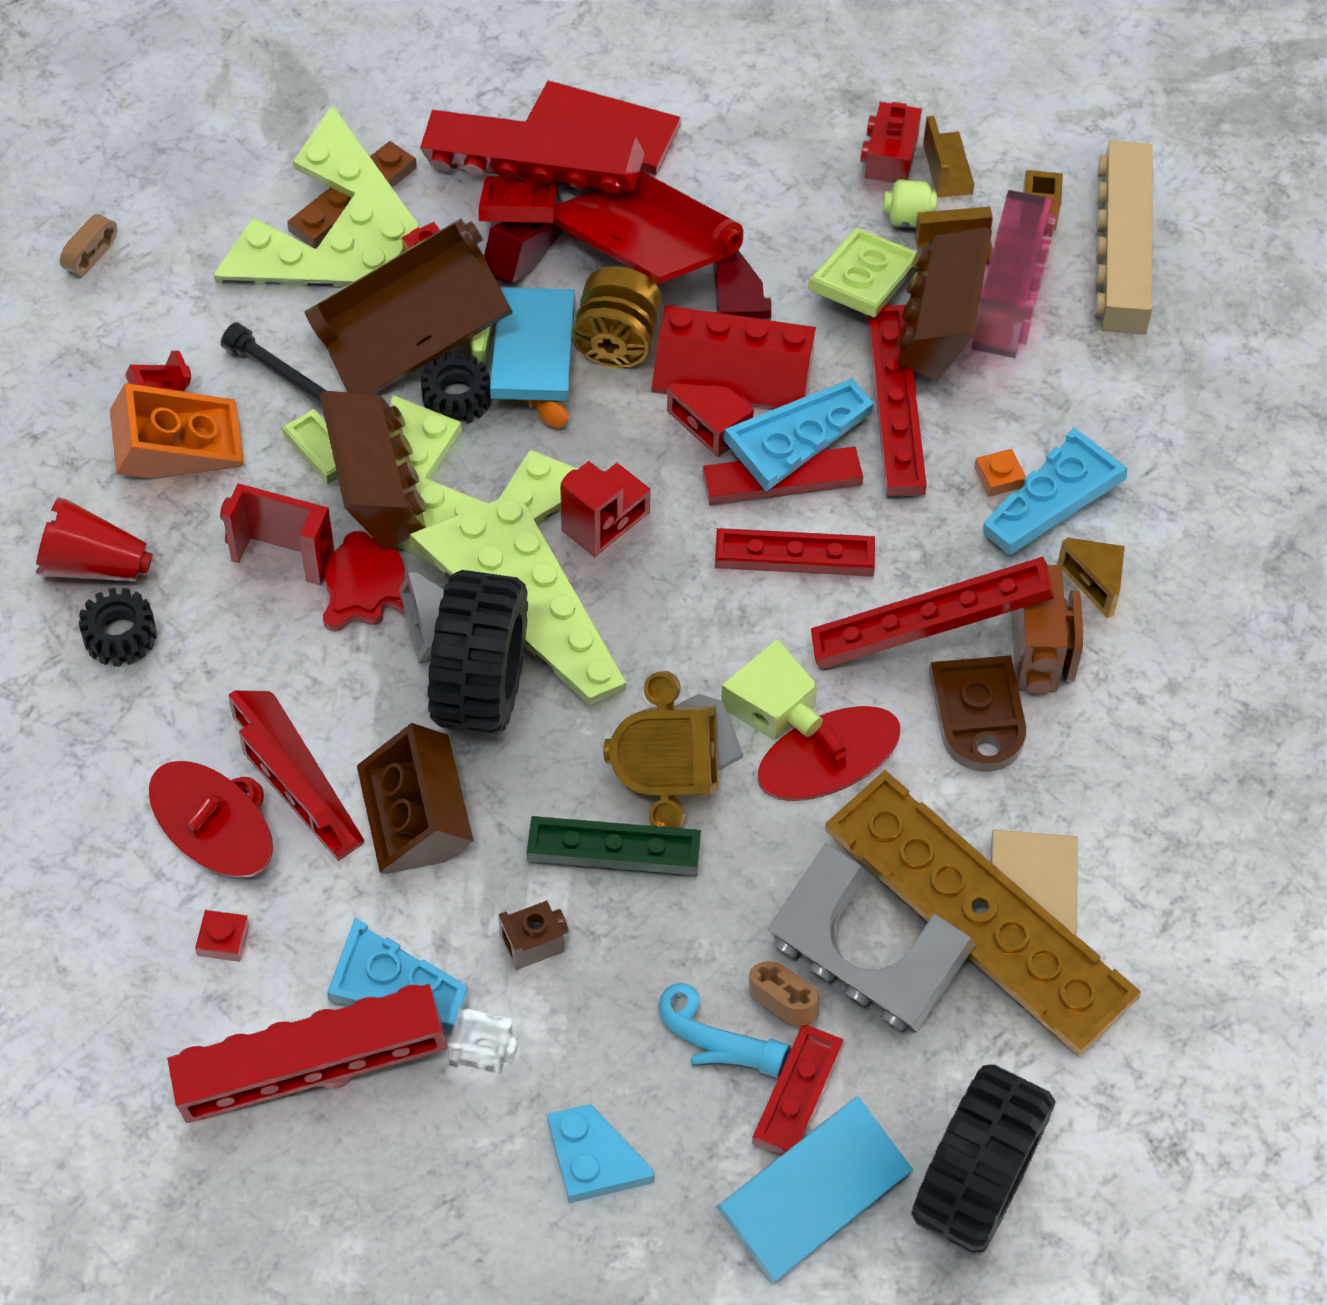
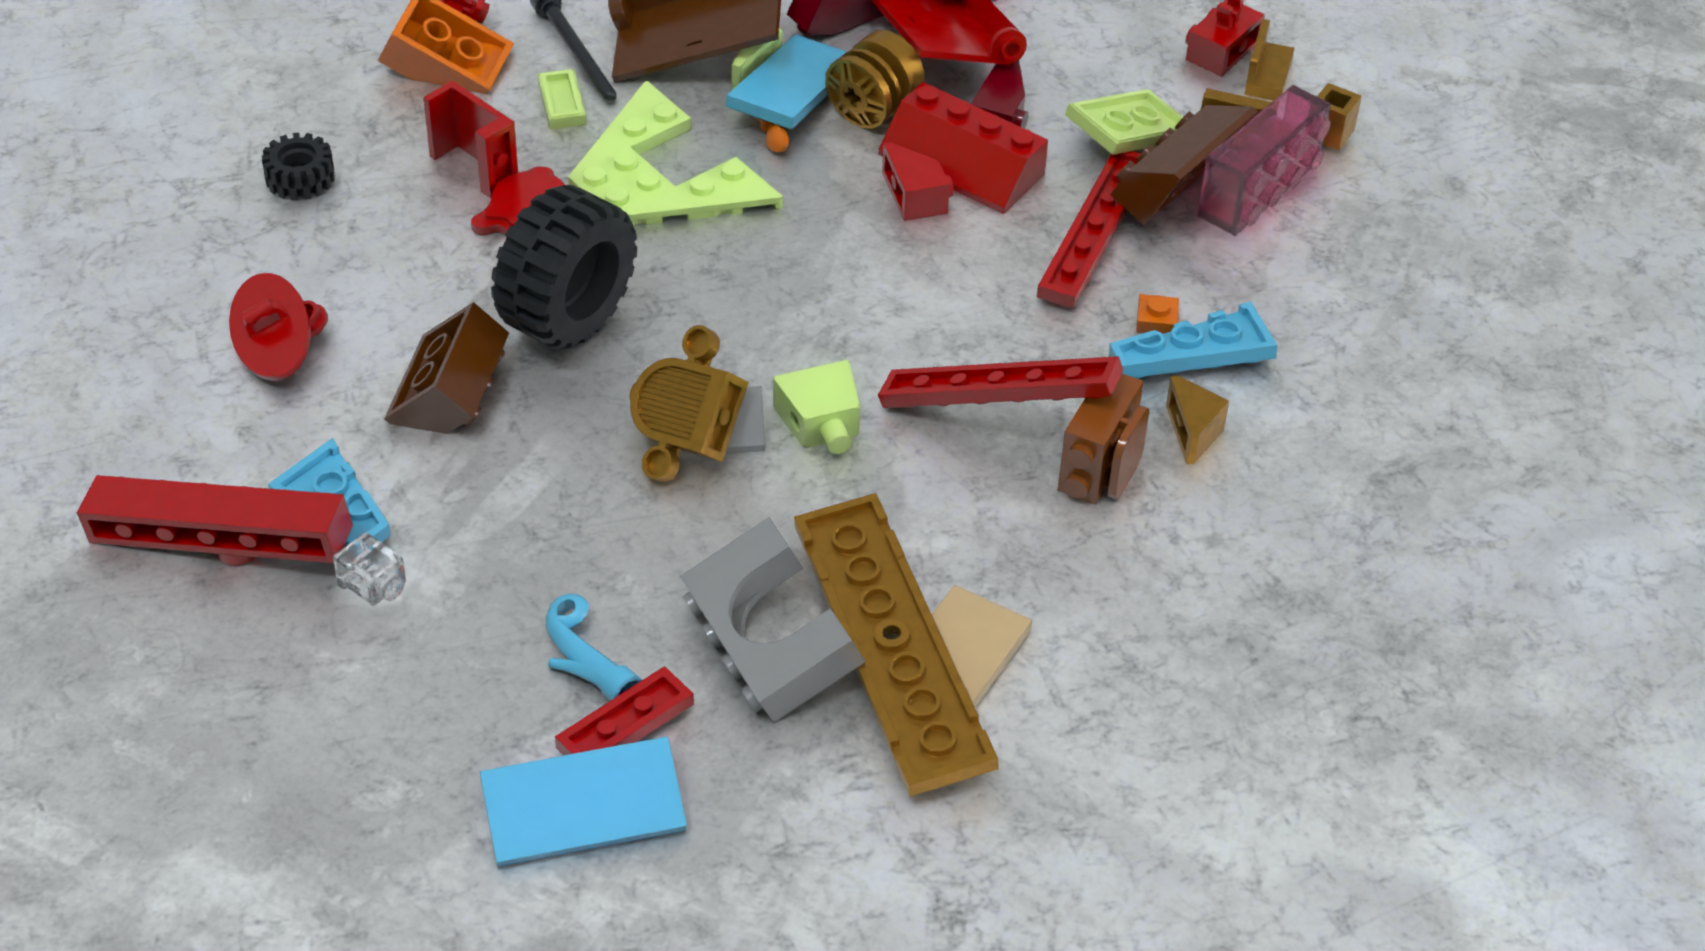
camera: 25 degrees right, 10 degrees down
(89, 547) = (310, 97): red cone -> none
(222, 935) = (218, 415): red plate -> none
(289, 767) = (366, 312): red wedge -> none
(374, 465) = (581, 113): reddish brown slope -> none
(456, 372) = (703, 91): black tyre -> none
(507, 542) = (666, 252): yellowish green wing -> none
(525, 941) = (475, 509): reddish brown brick -> none
(594, 1155) = (407, 700): medium azure wing -> none
(601, 505) = (764, 215): red brick -> none
(613, 845) = (597, 470): dark green plate -> none
(789, 998) = (664, 637): medium nougat beam -> none
(794, 433) = (972, 218): medium azure wing -> none
(795, 552) = (922, 311): red tile -> none
(824, 471) = (951, 250): red tile -> none
(838, 755) = (859, 469): red shield -> none
(907, 200) = (1205, 75): yellowish green head -> none
(976, 706) = (1011, 486): reddish brown tile -> none
(982, 1158) = (735, 818): black tyre -> none
(1126, 237) = (1400, 173): tan brick -> none

